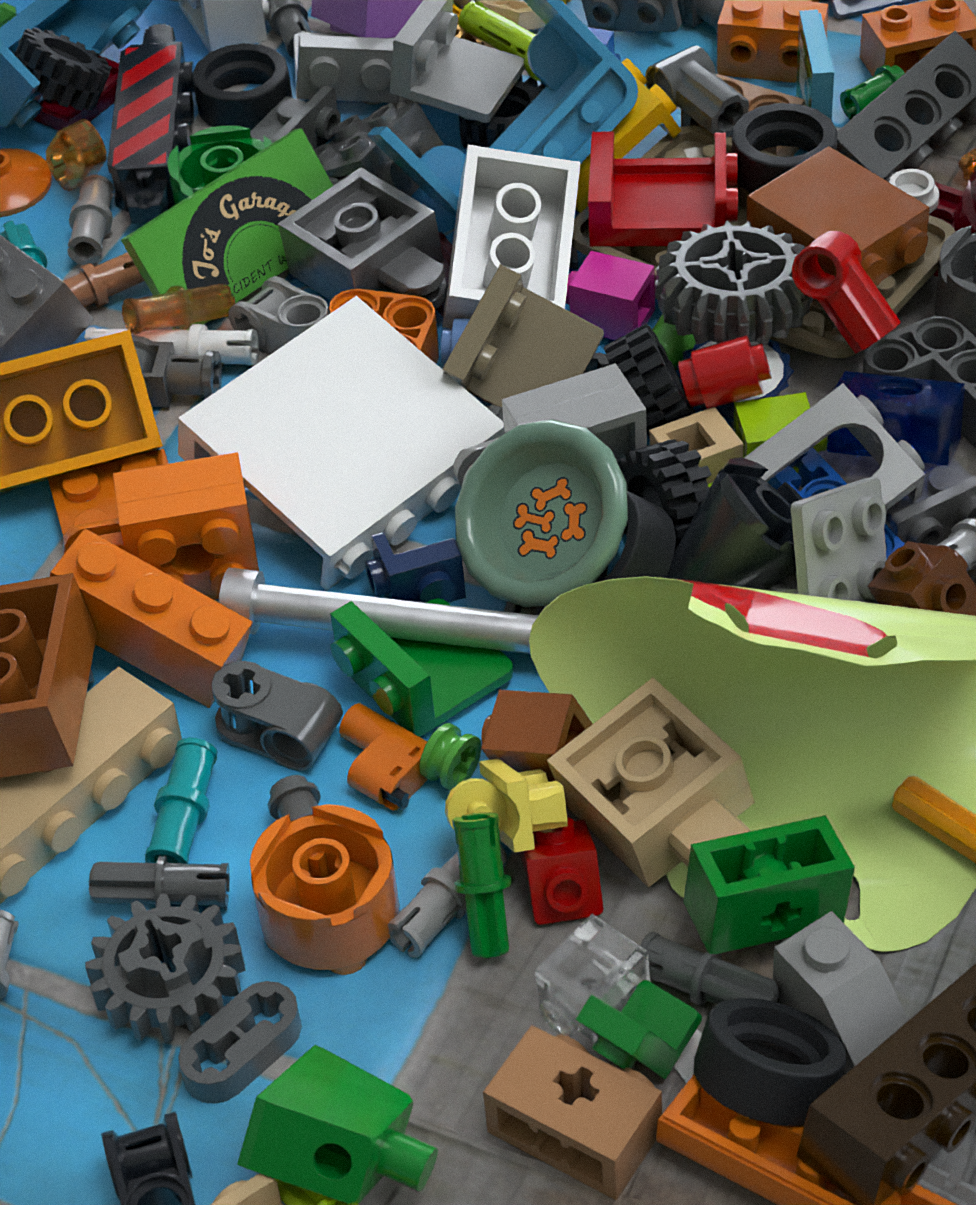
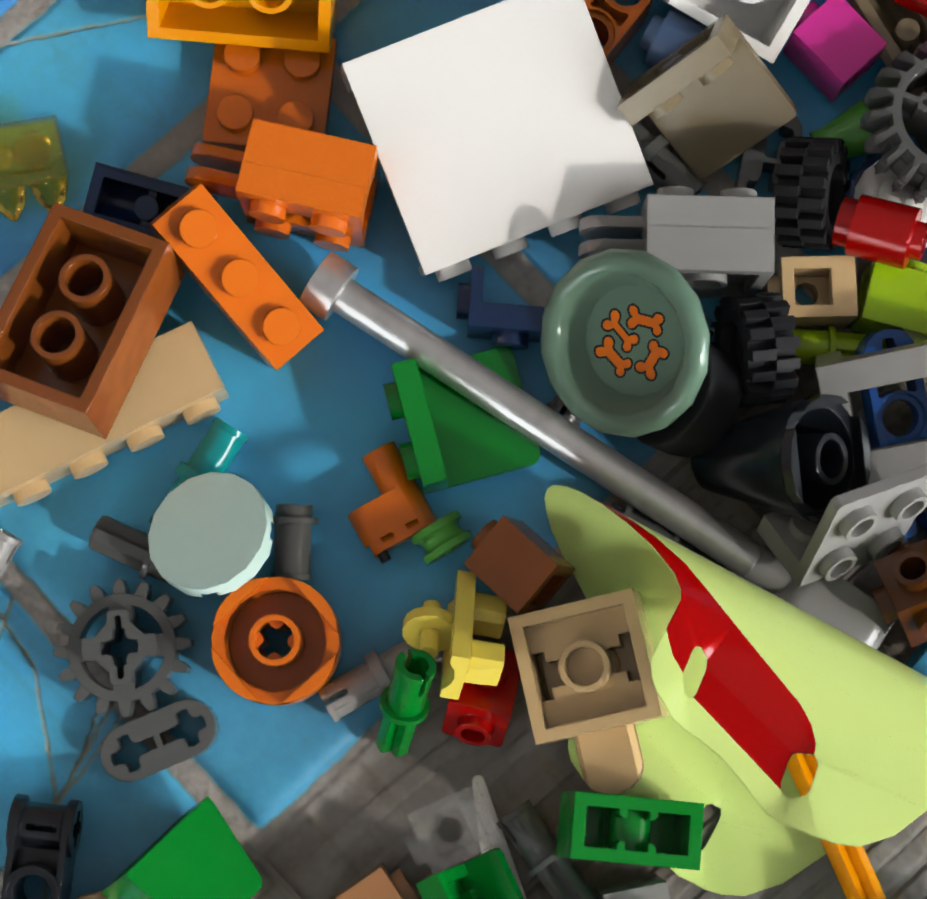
camera: 15 degrees right, 35 degrees up
(215, 808) = (211, 534): none -> light aqua tile
(280, 720) = (320, 429): dark grey piece -> none

